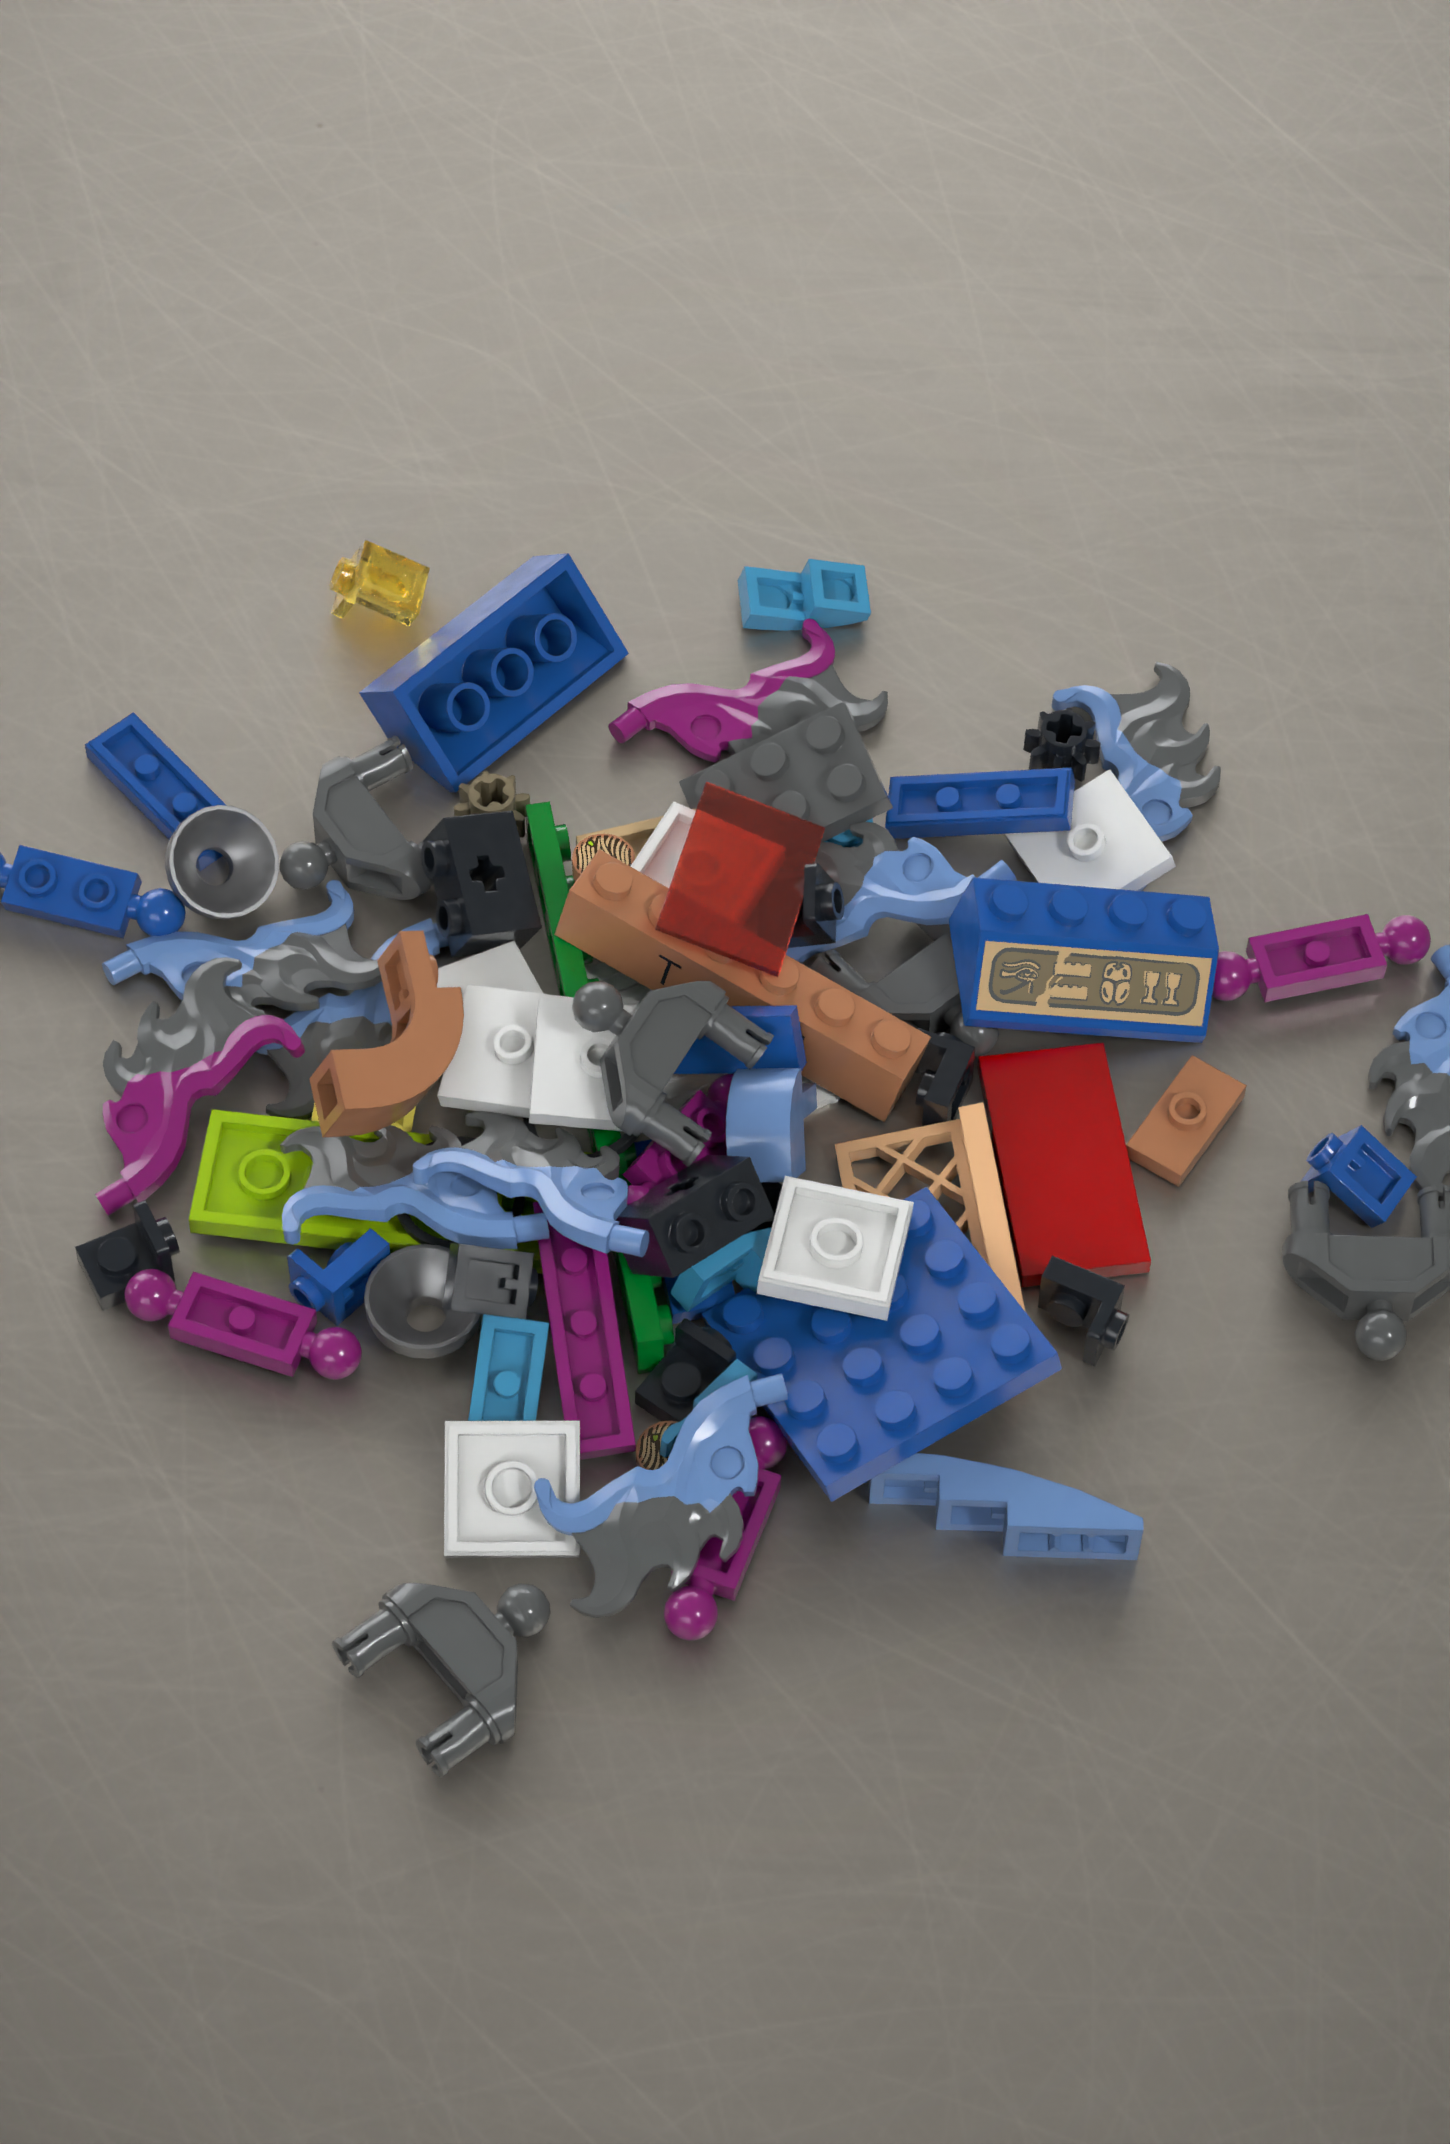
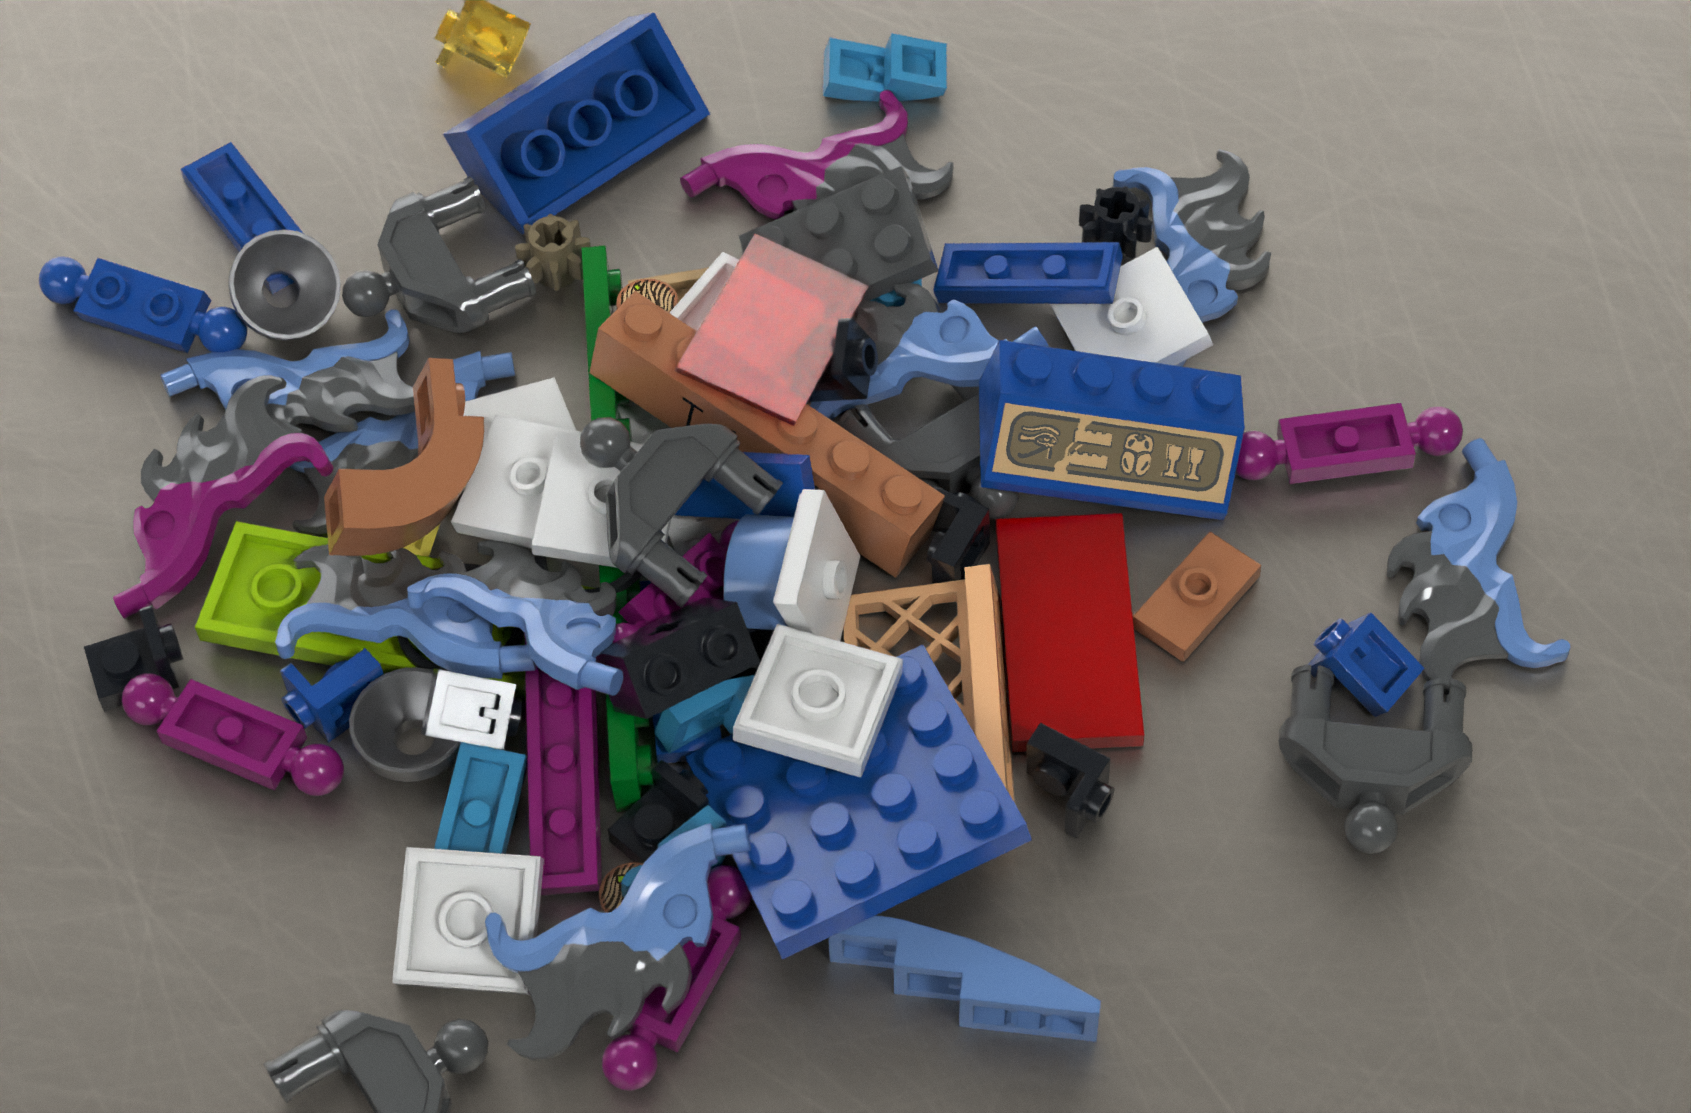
camera: 10 degrees right, 0 degrees up
(480, 882) = (538, 291): black brick -> none
(815, 1117) = (817, 569): none -> white plate

